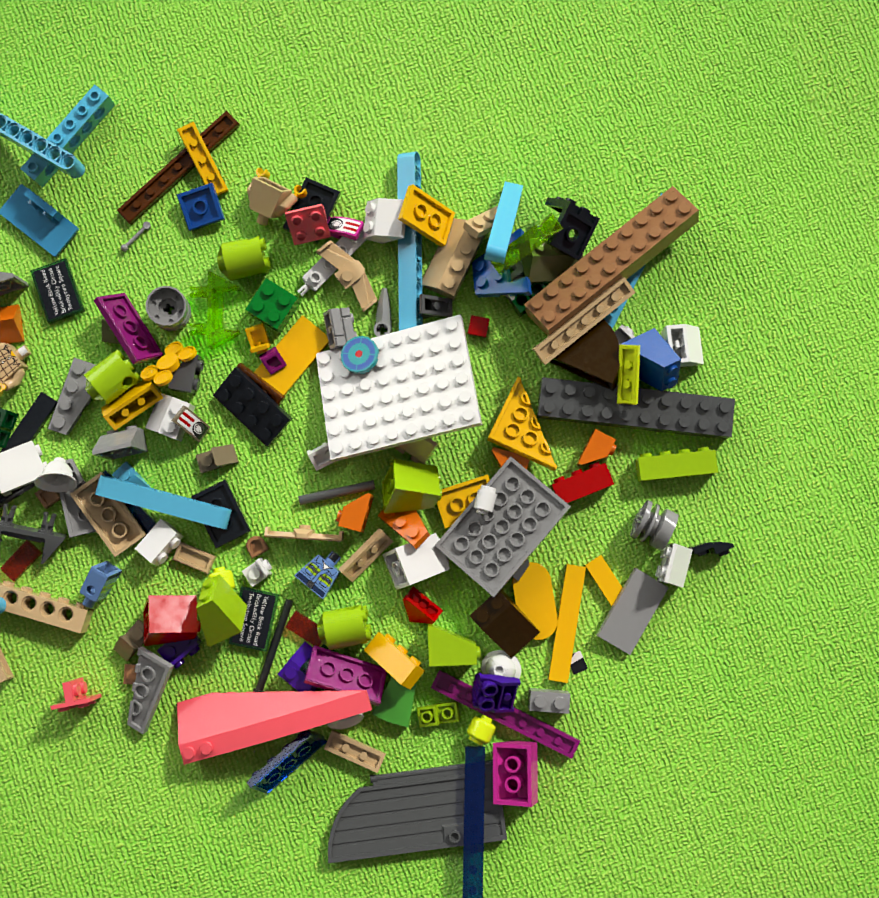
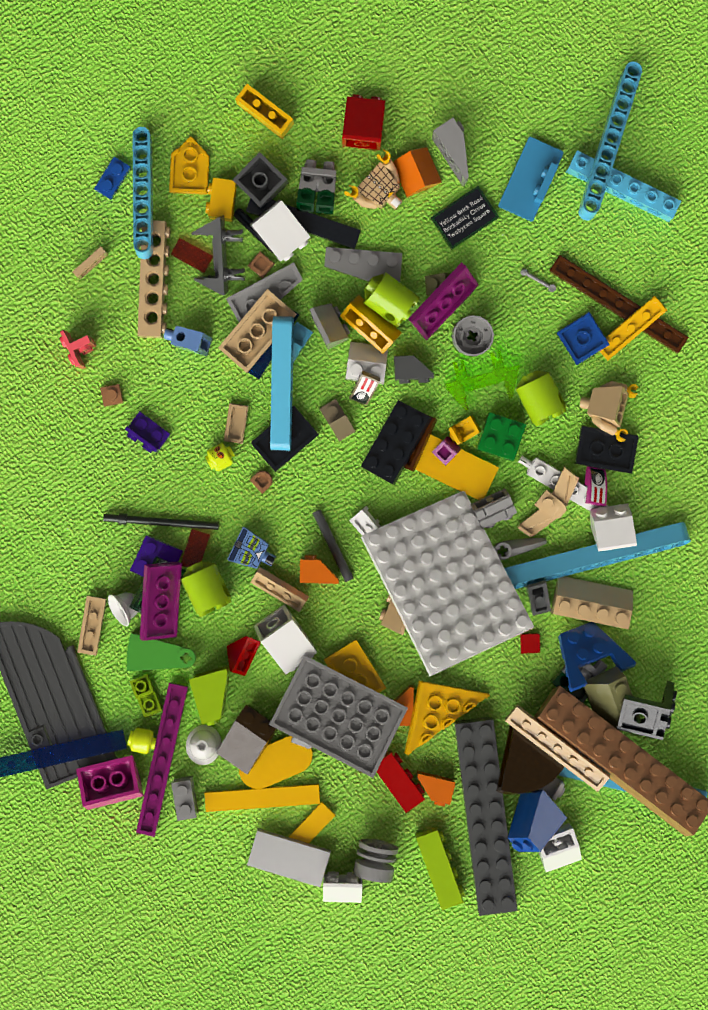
camera: 70 degrees right, 5 degrees up
(56, 477) = (280, 273): white hat -> none
(130, 642) = (143, 385): dark tan slope -> none
(150, 682) = (107, 415): light grey wing -> none
(159, 542) = (242, 387): white brick -> none
(168, 363) = (418, 350): yellow piece -> none
(170, 619) = (172, 418): slope -> none
(220, 610) = (191, 467): lime slope -> none
(238, 720) = (92, 506): coral wedge -> none
(257, 571) = (238, 488): white bracket -> none
(258, 619) = (192, 496): black tile -> none
(286, 761) = (67, 565): plate -> none
(304, 532) = (285, 525): tan plate -> none
(308, 224) = (589, 452): coral bracket -> none
(359, 354) = (471, 537): tile -> none
(395, 659) = (187, 644): yellow brick -> none
(407, 525) = (322, 619): orange wing -> none
(410, 486) = (355, 617): lime slope -> none
(426, 215) = (626, 567): yellow plate -> none
(481, 223) = (635, 628): tan plate -> none
(485, 500) = (359, 695): white brick -> none
(494, 692) = (179, 745): dark purple slope -> none
(503, 223) = (635, 648): medium azure beam -> none
(529, 242) = (618, 675): clear neon green hose -> none
(578, 663) = (227, 817): black sticker -> none
(628, 374) = (514, 803): neon yellow tile -> none
(719, 548) = (368, 924): black slope -> none

